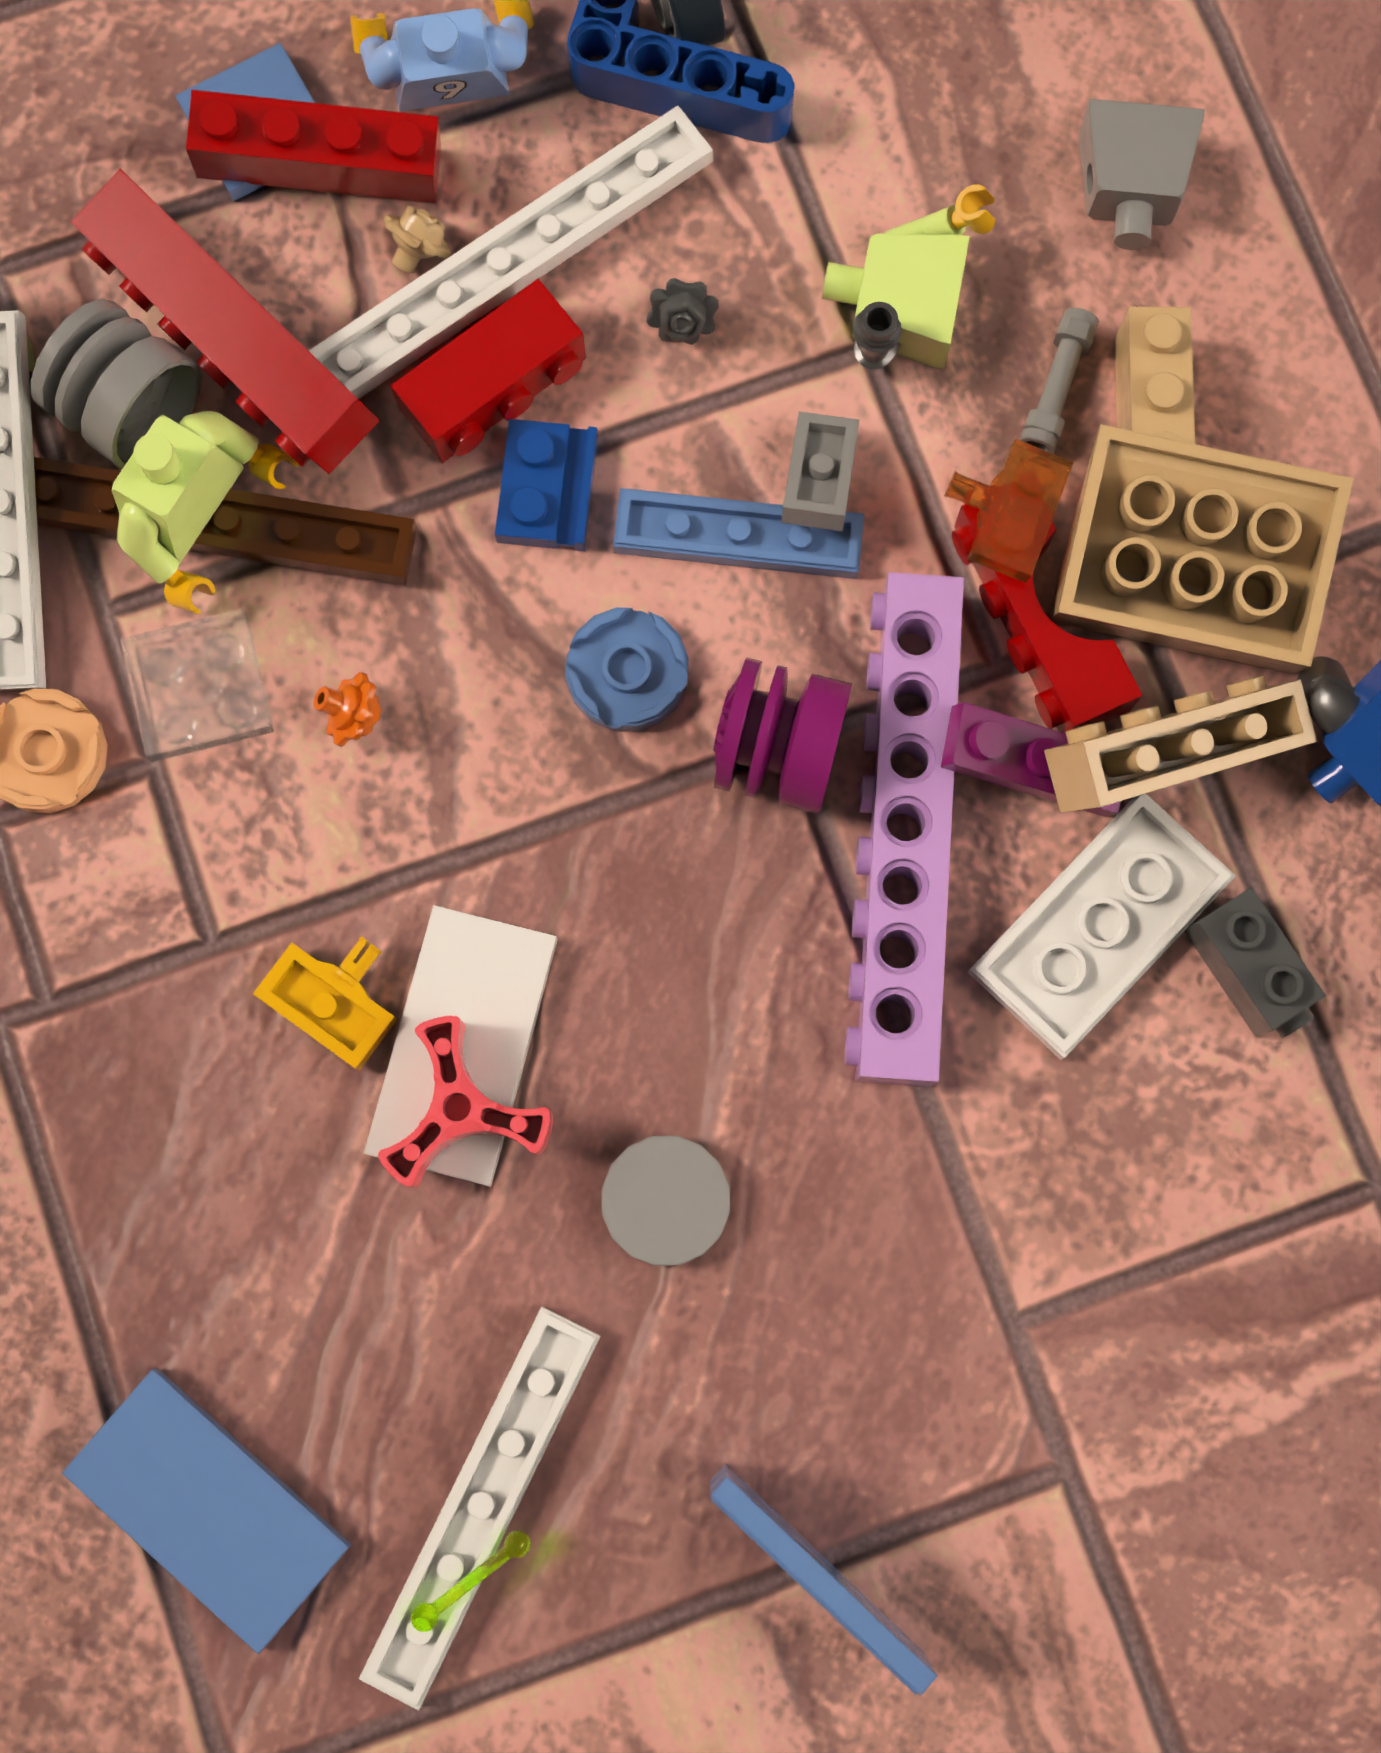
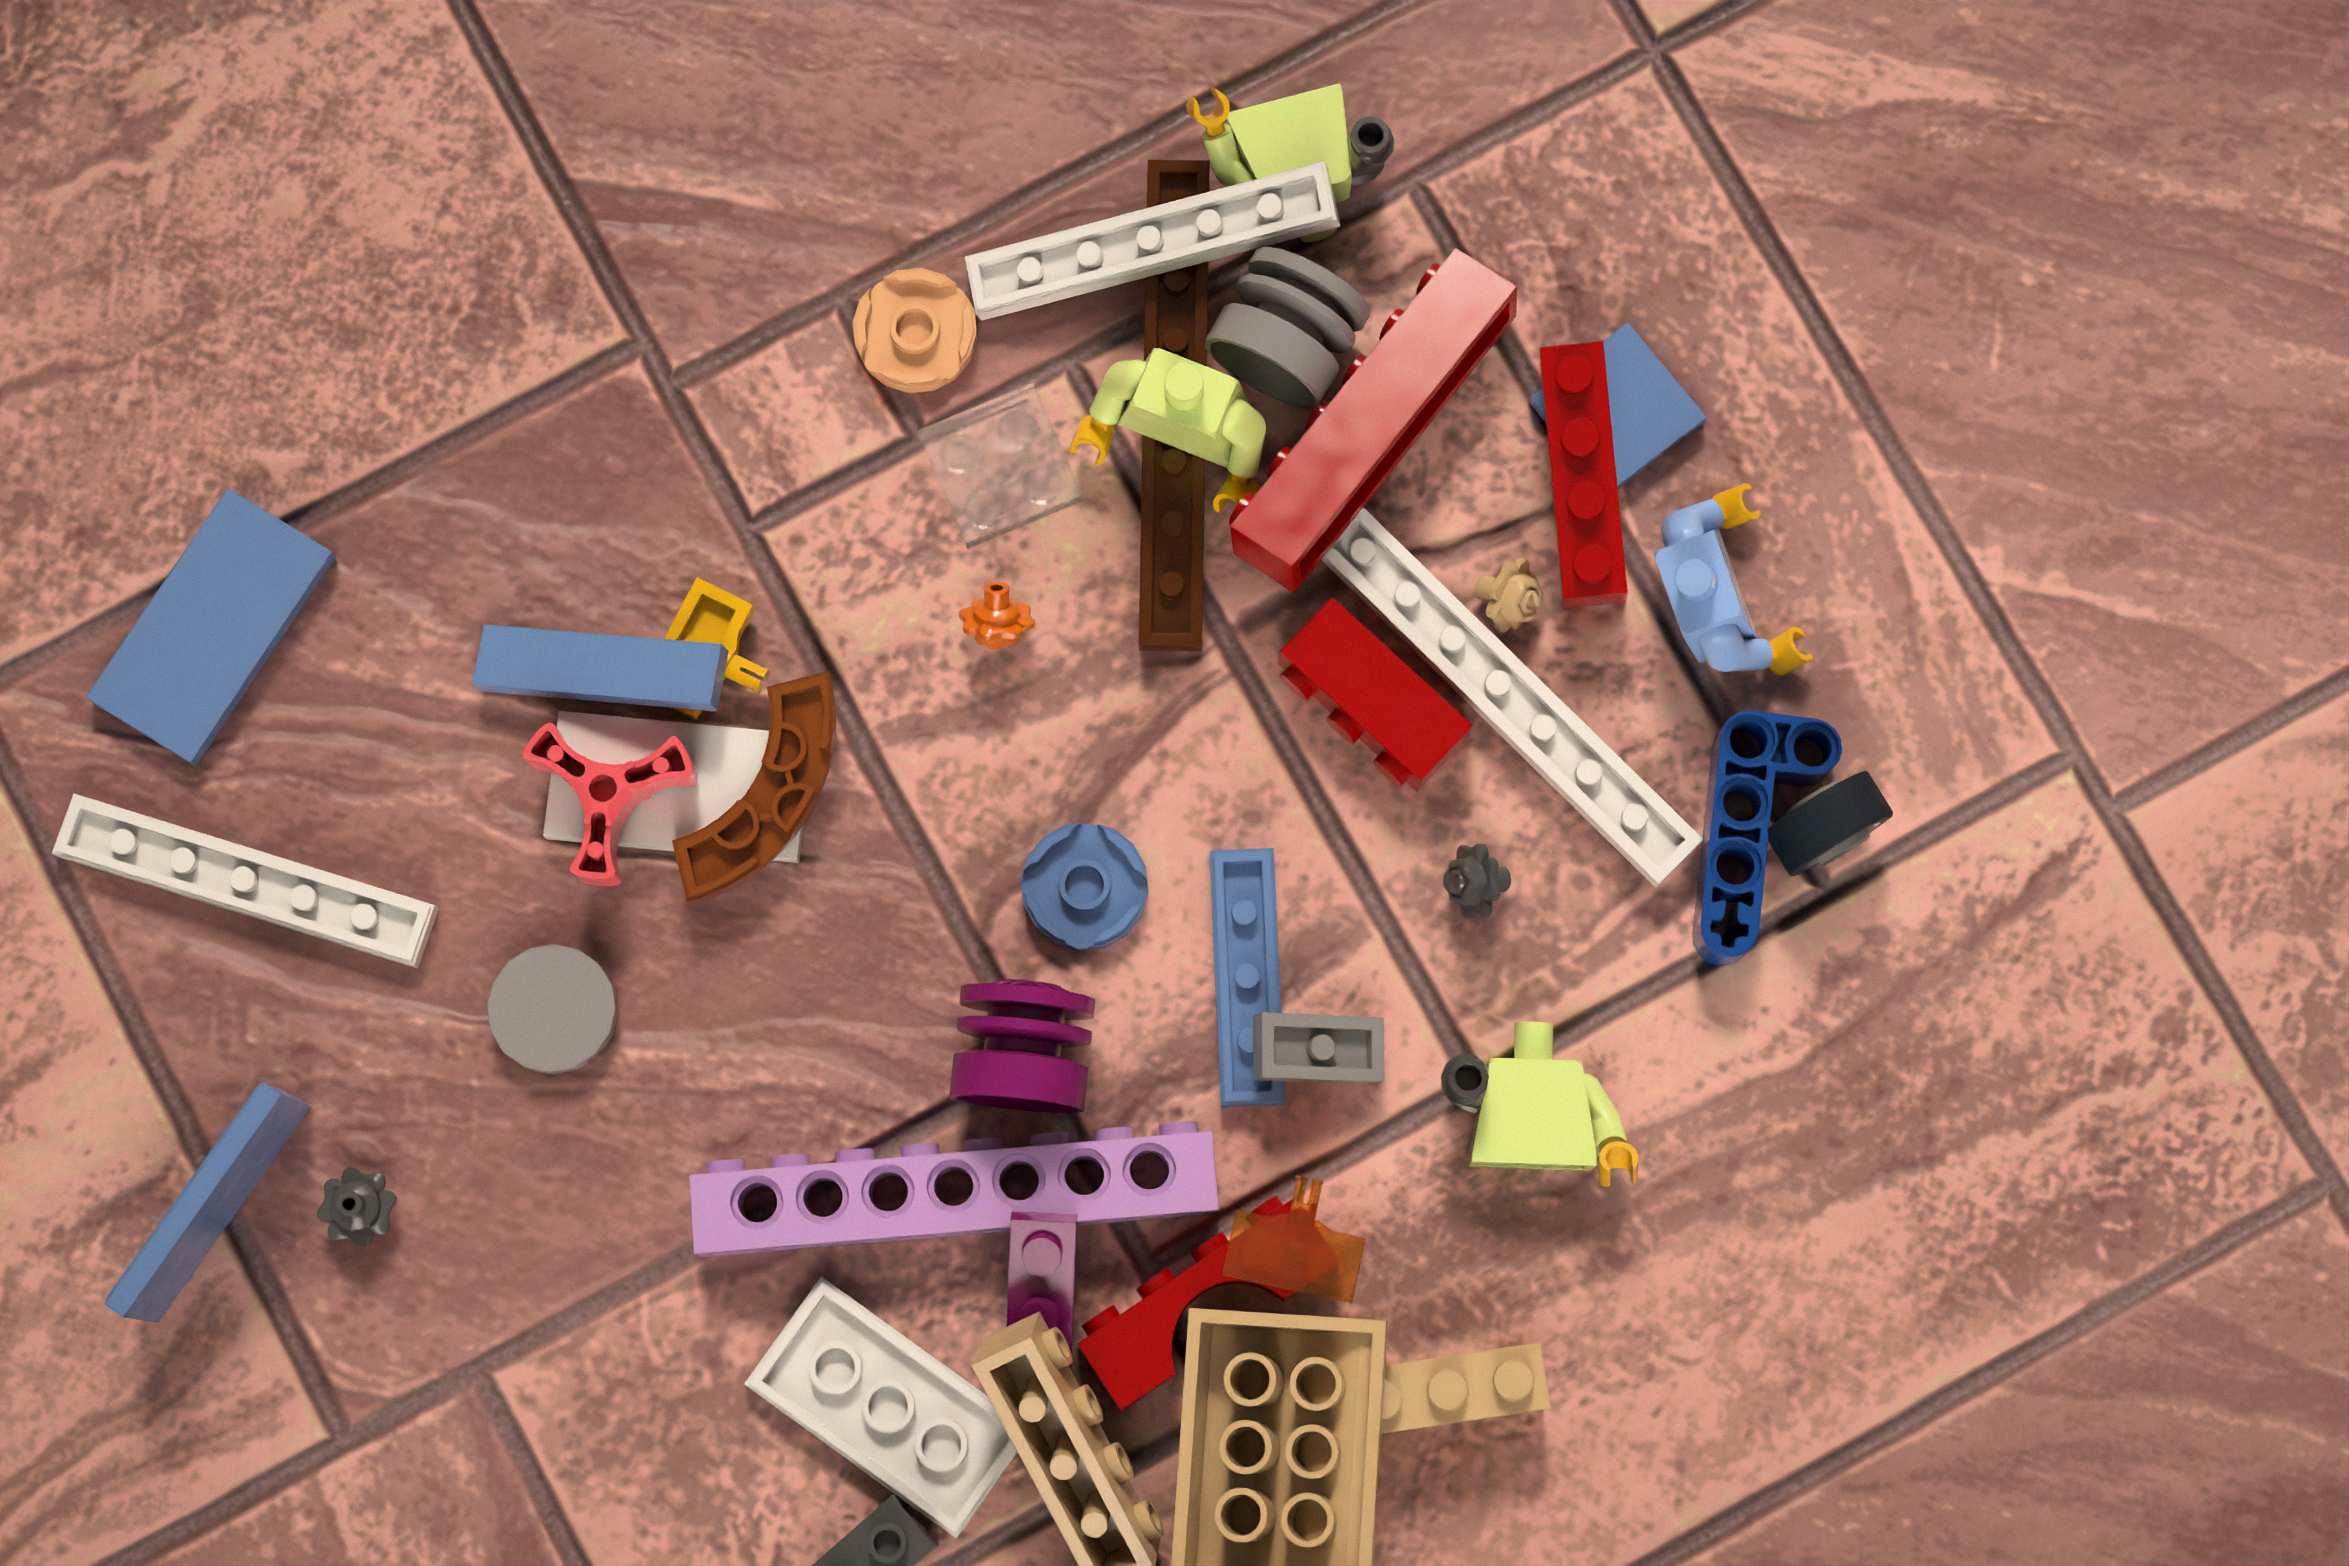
camera: 80 degrees right, 0 degrees up
(327, 1103) = (600, 667): none -> medium blue tile
(427, 1614) = (137, 845): clear neon green hinge -> none
(492, 943) = (777, 801): none -> dark orange tile
(546, 485) = (1268, 773): blue plate -> none
(837, 1424) = (357, 1206): none -> dark grey plant
(1073, 340) = (1522, 1298): light grey bar -> none
(1136, 164) = (1721, 1341): light grey torso -> none

